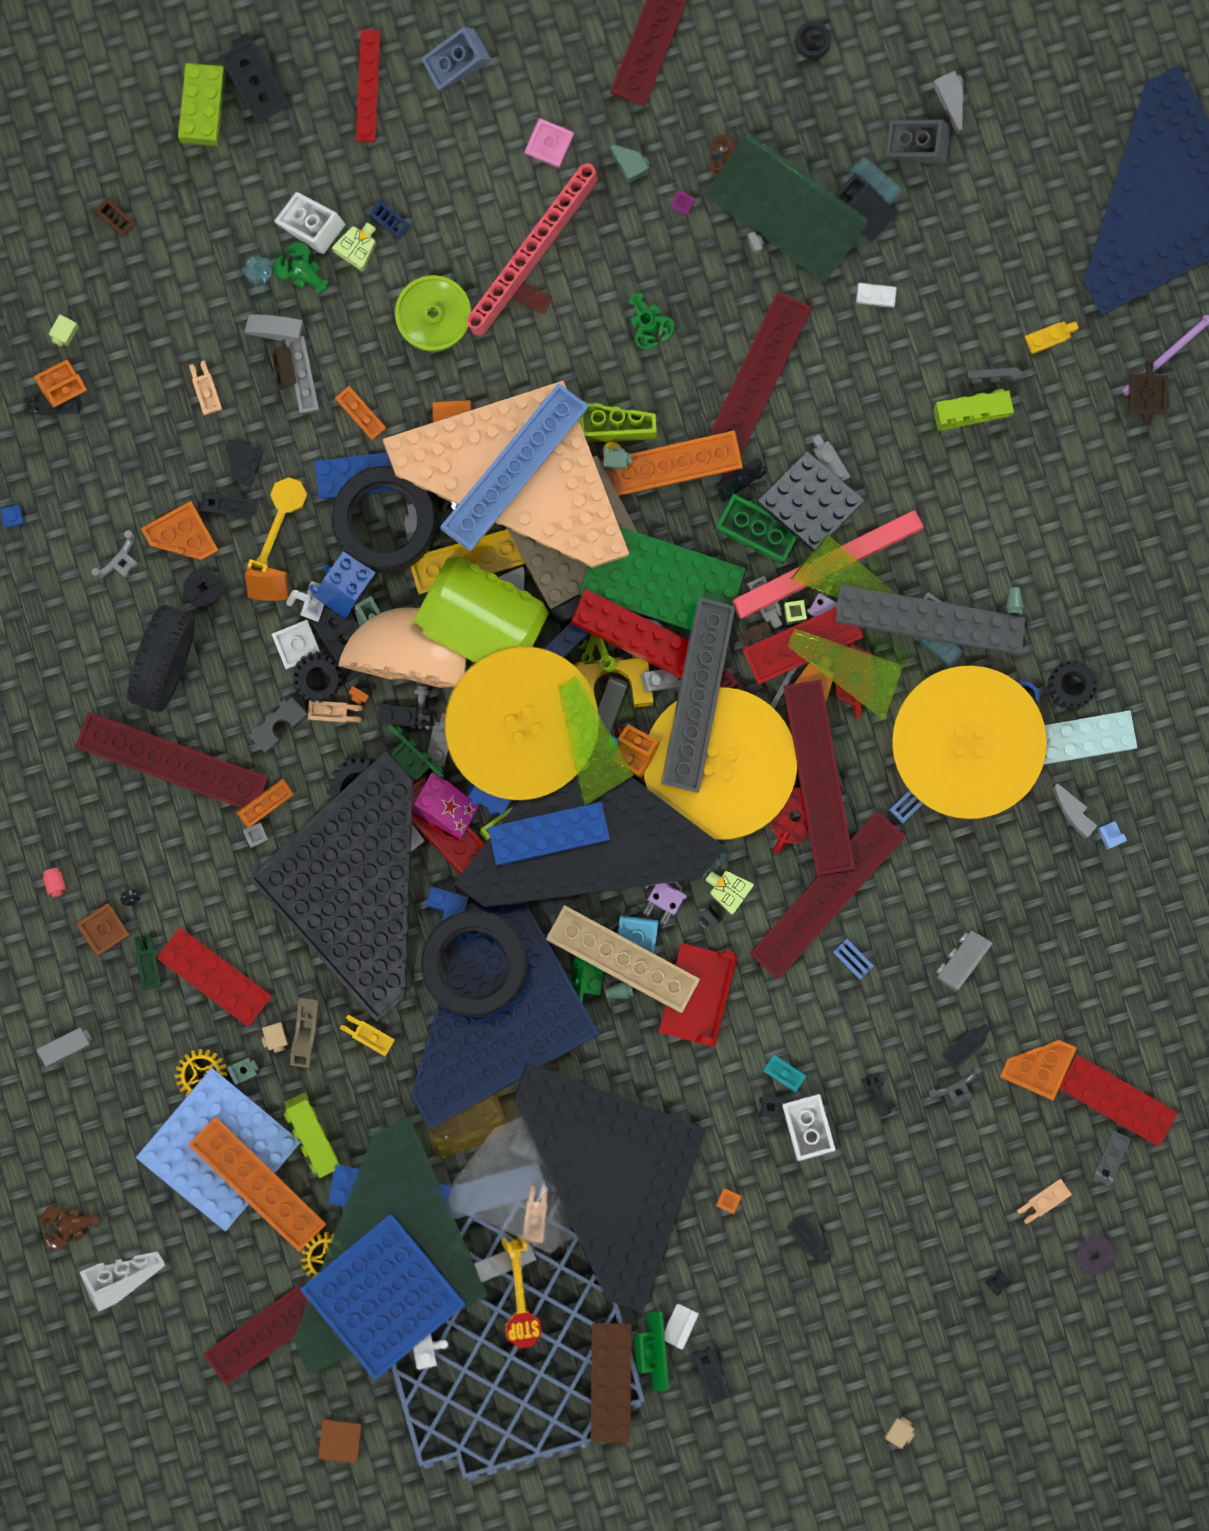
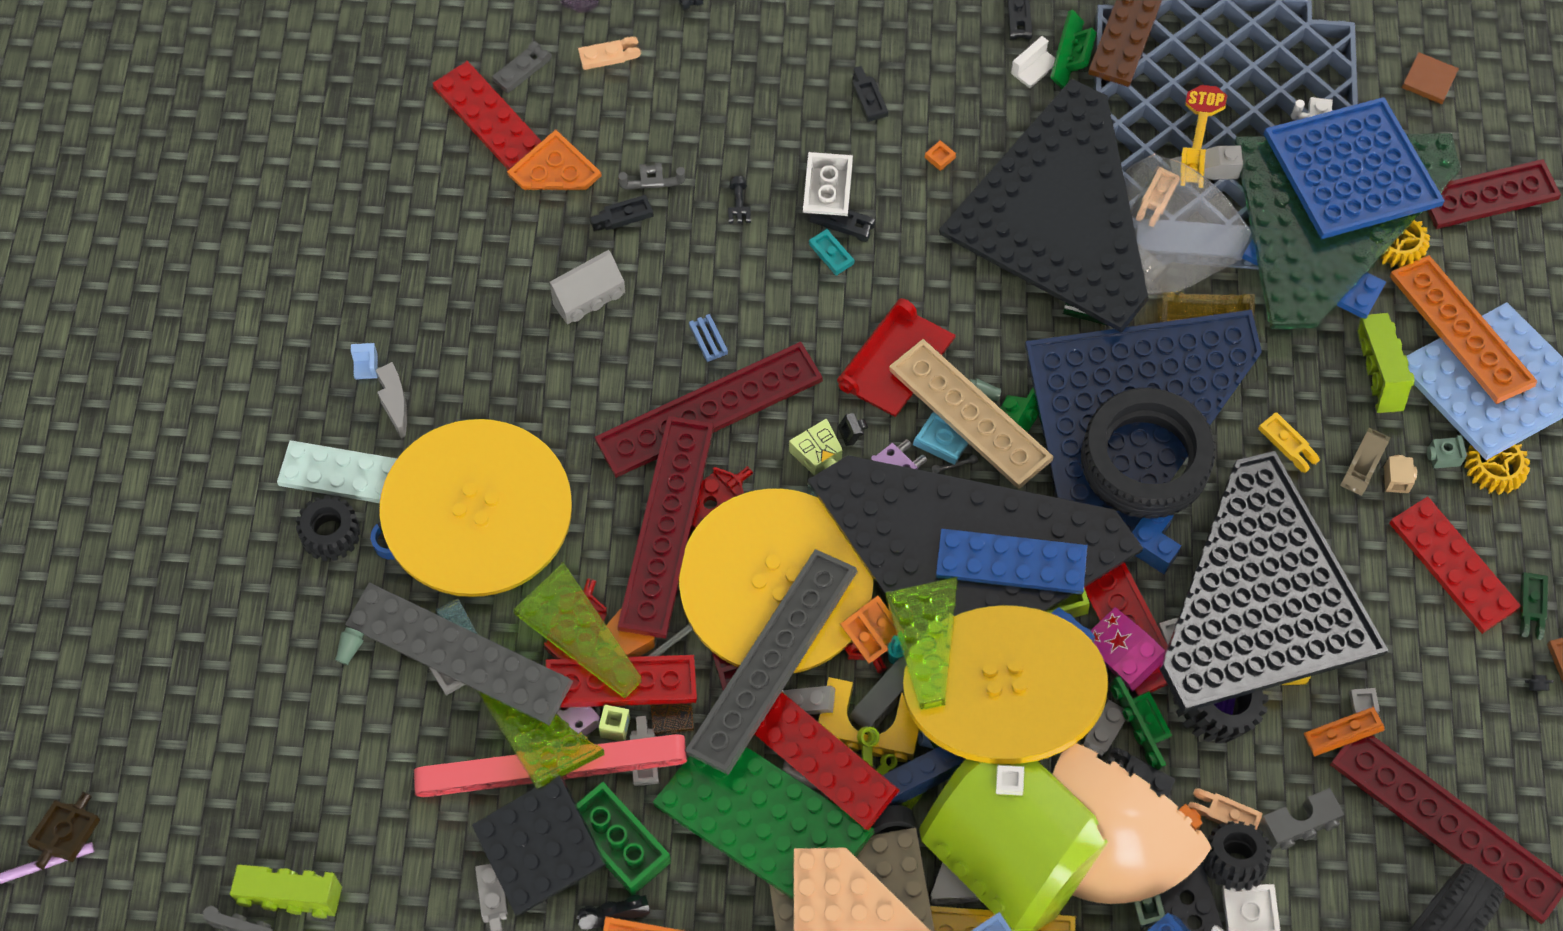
camera: 160 degrees left, 20 degrees down
(493, 635) = (1010, 780): none -> white plate
(898, 814) = (577, 472): medium blue tile -> none

